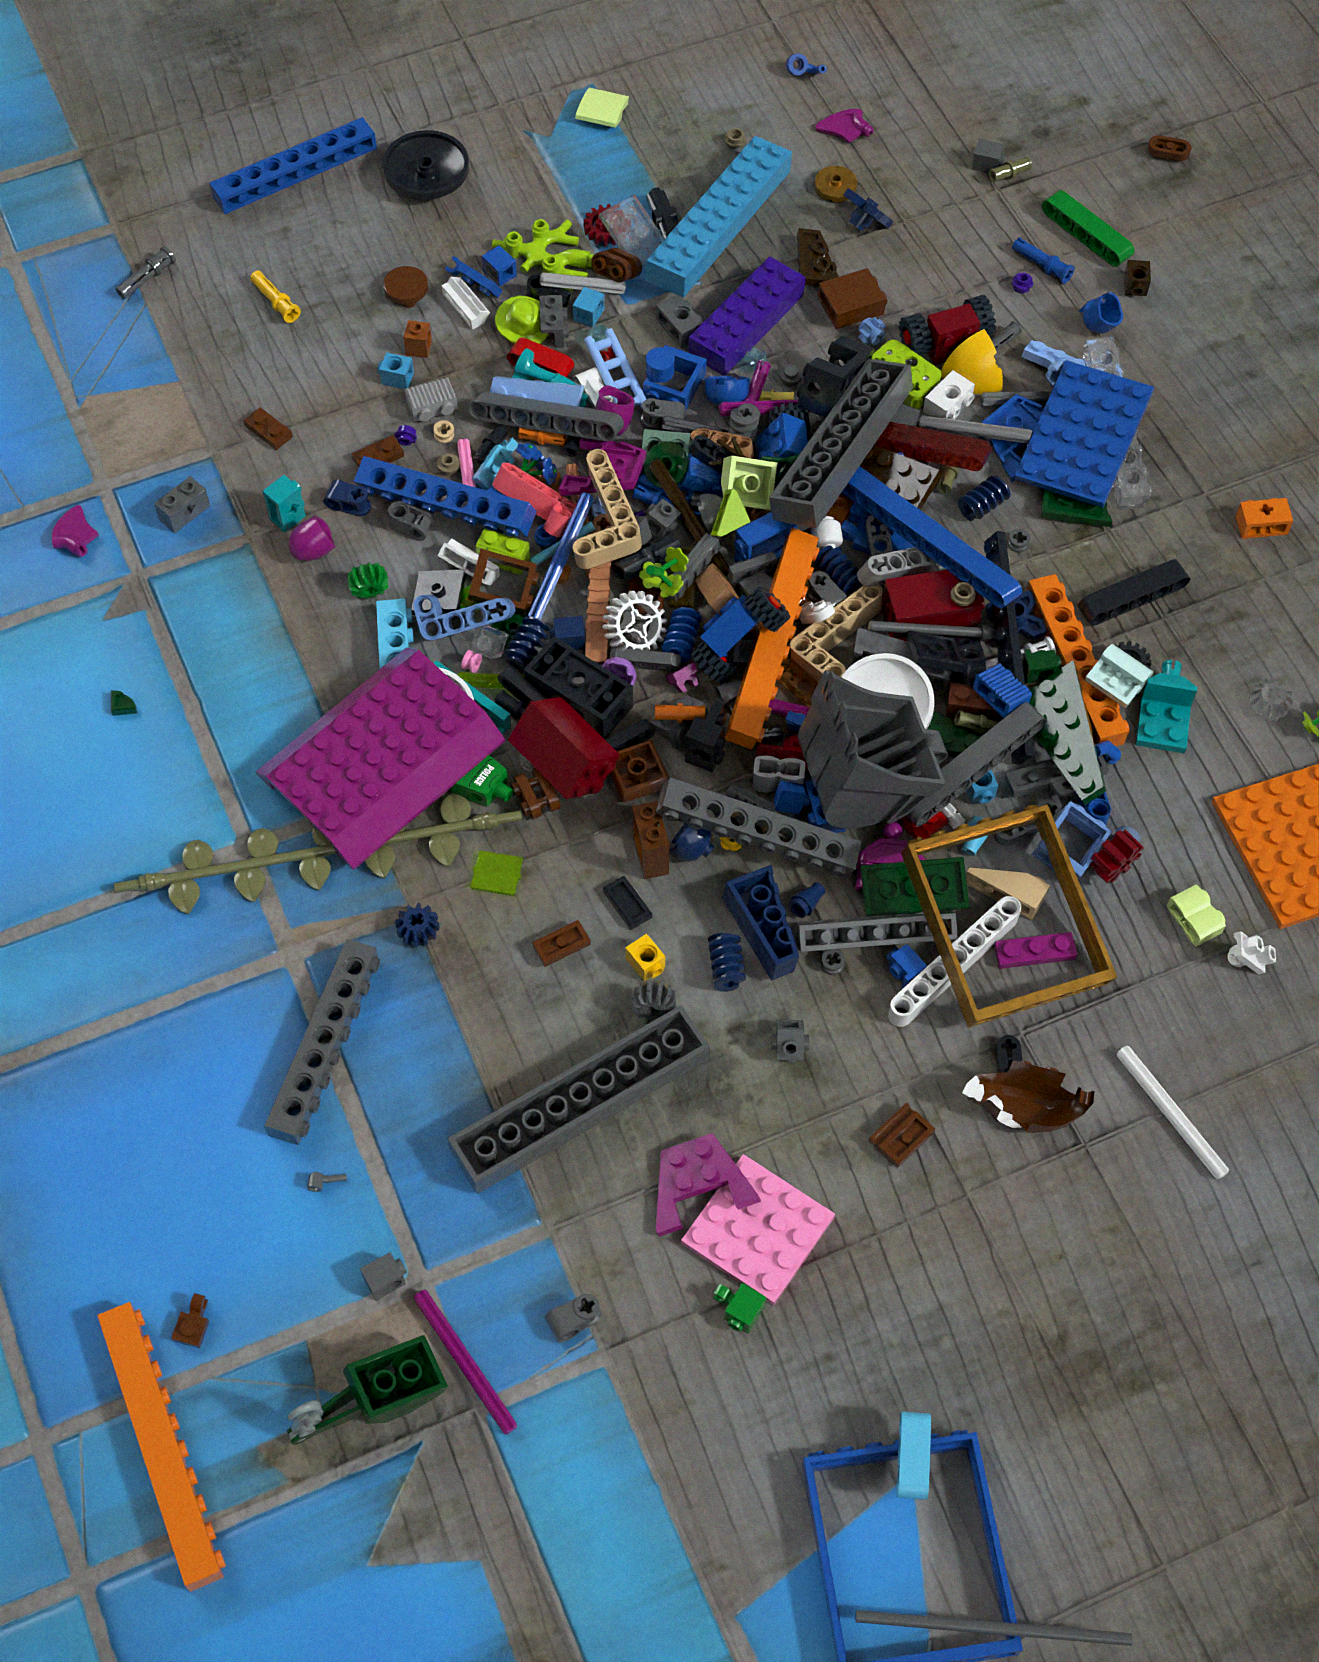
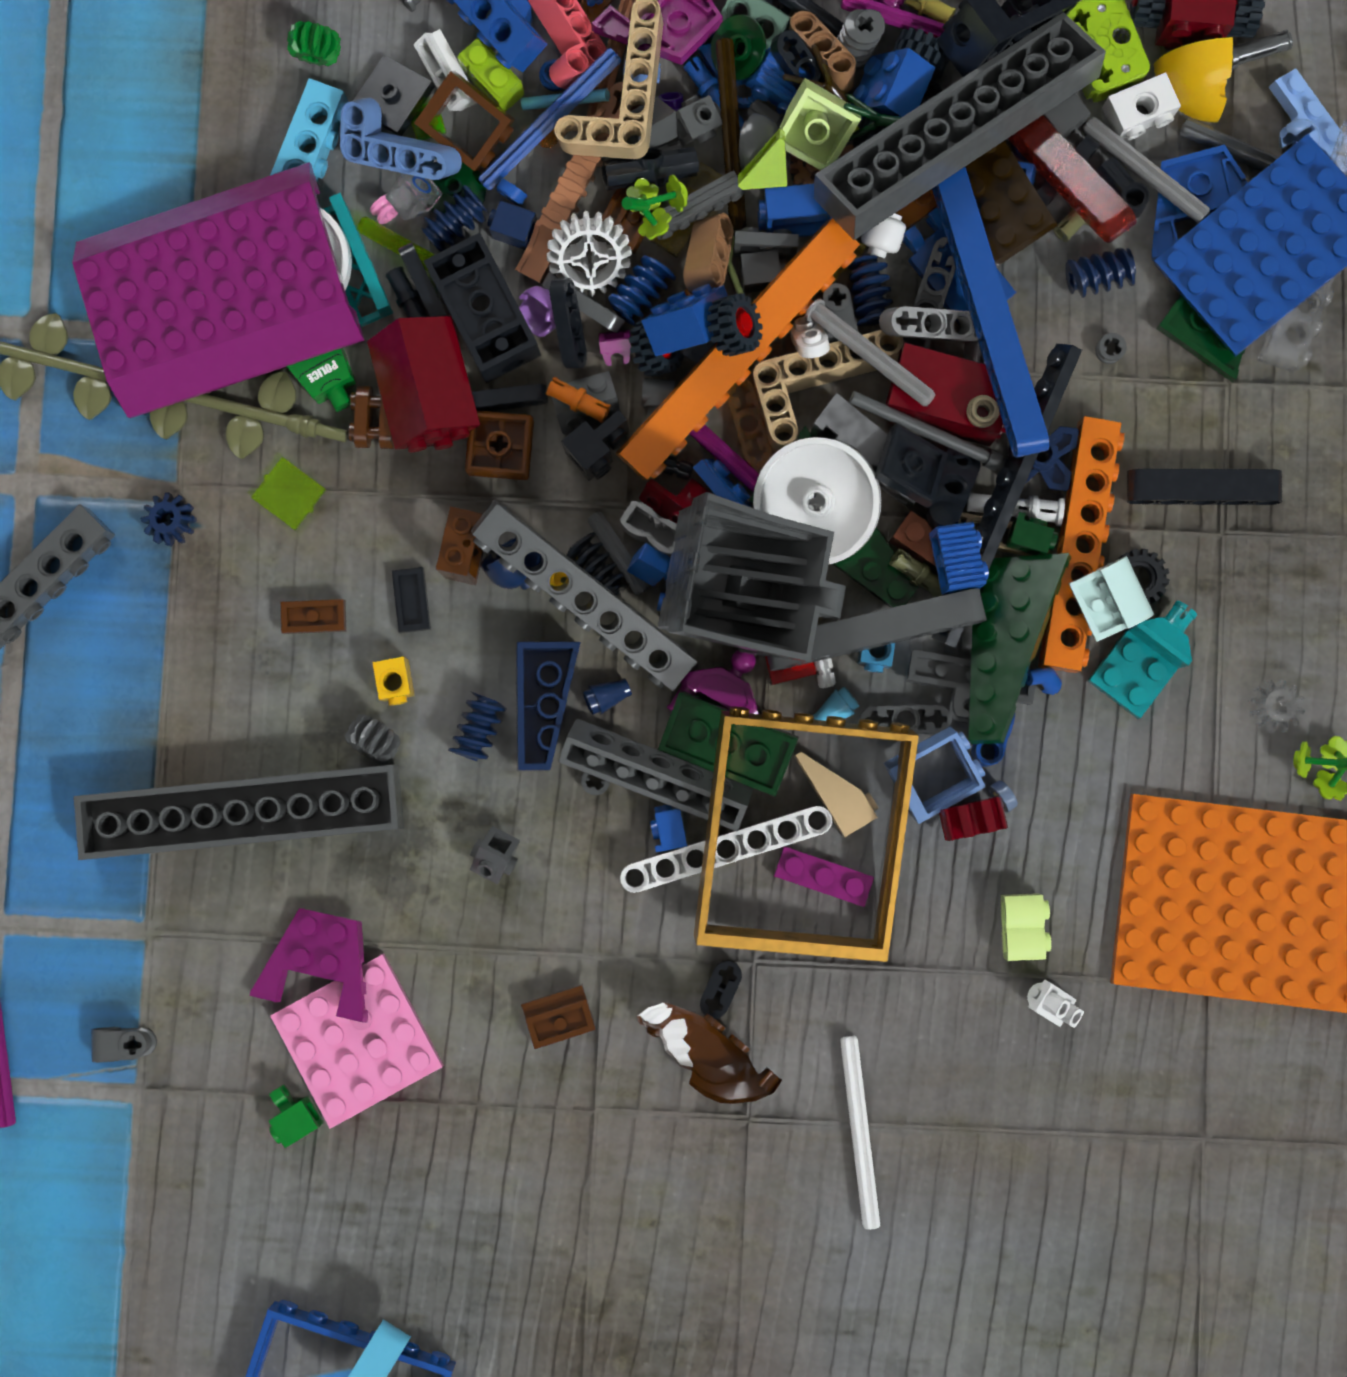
camera: 35 degrees right, 25 degrees up
(554, 612) = (511, 192): none -> blue tile
(644, 672) = (568, 323): none -> black beam
(865, 595) = (869, 352): none -> light grey axle

